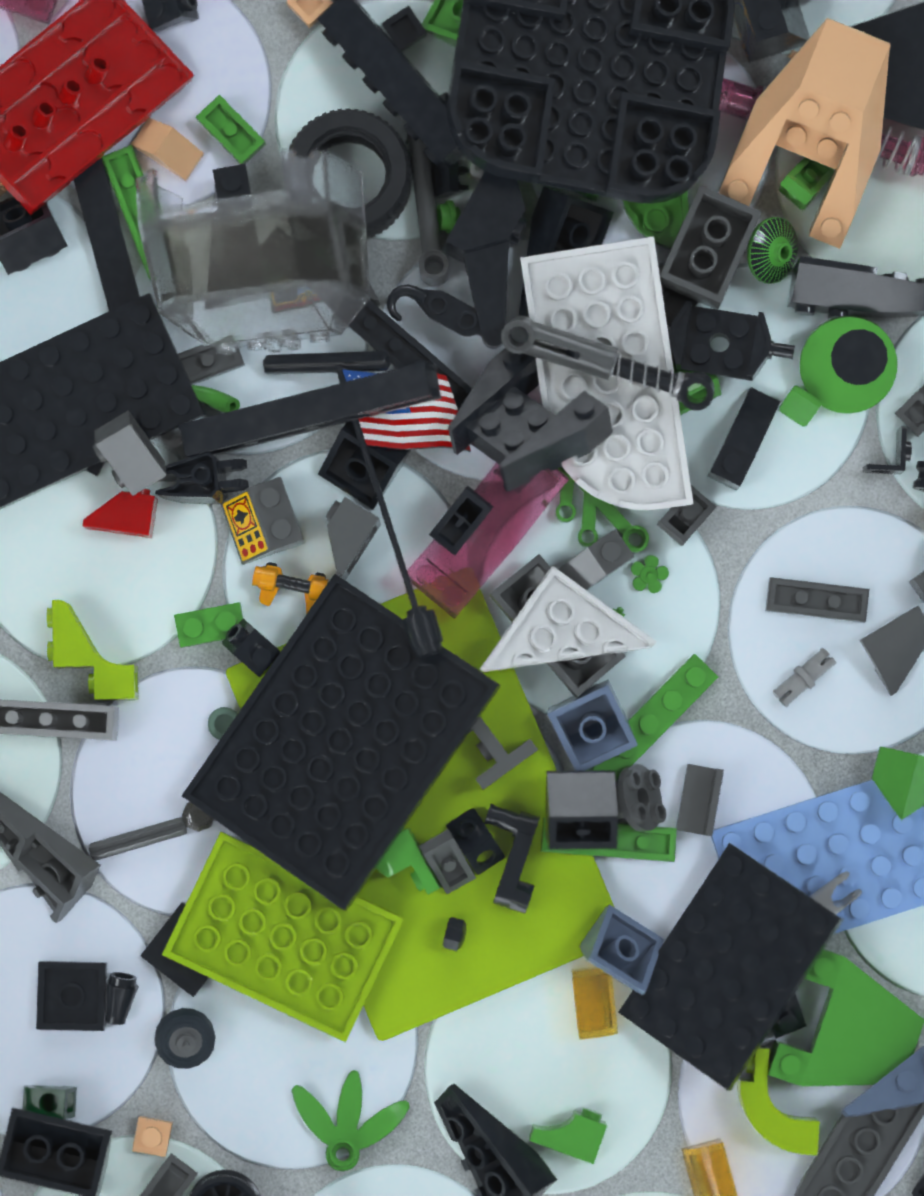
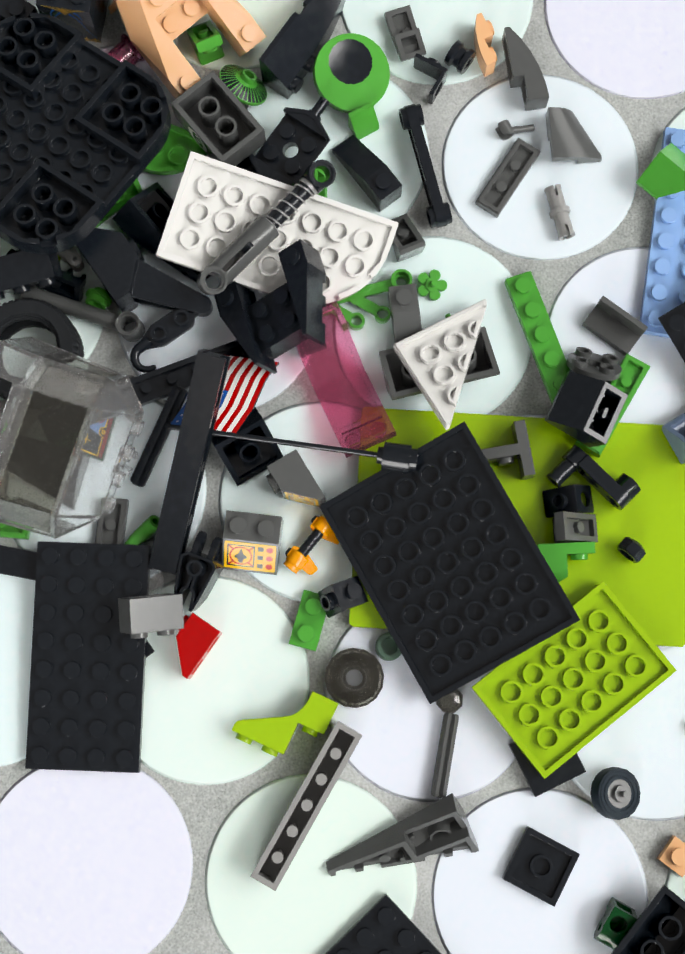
camera: 60 degrees left, 5 degrees down
(120, 995) = (559, 828): black cone -> none
(151, 696) = (360, 694): none -> clear smoke wheel
(461, 520) = (326, 392): black slope -> none
(592, 726) = (525, 374): sand blue slope -> none
(735, 541) = (413, 120): none -> black piece
(870, 570) = (506, 131): none -> dark grey hand

